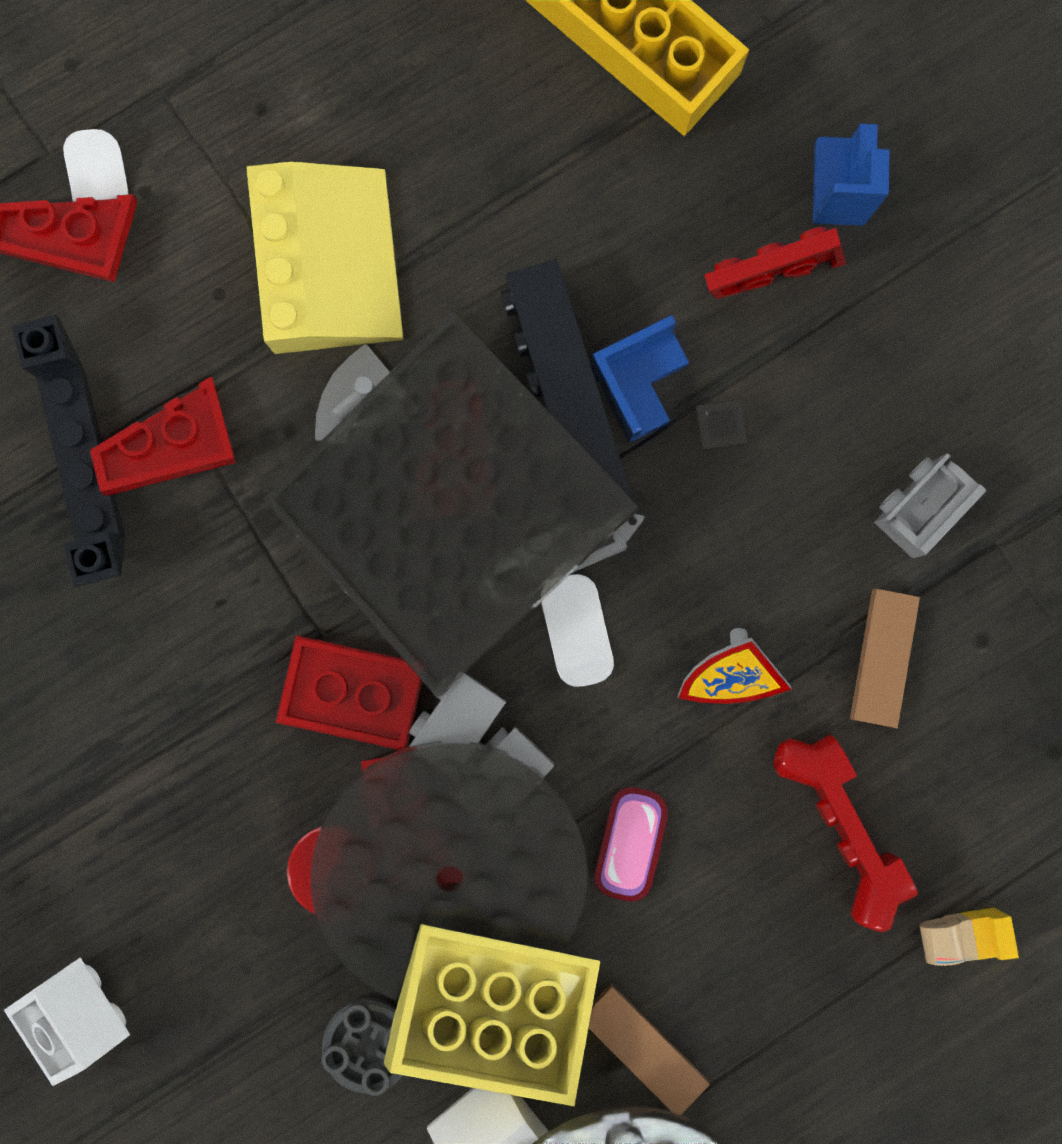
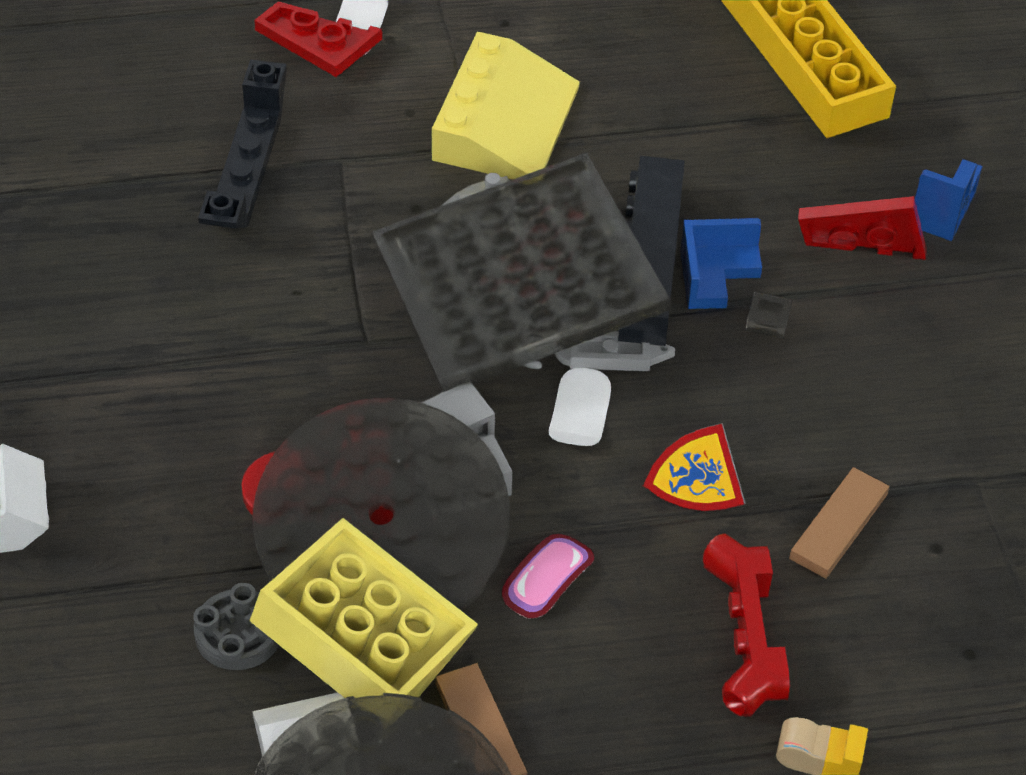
camera: 25 degrees right, 35 degrees down
(169, 445) = (325, 178): red wing -> none
(350, 693) = (359, 369): red tile -> none
(928, 505) = (923, 425): light grey hinge -> none

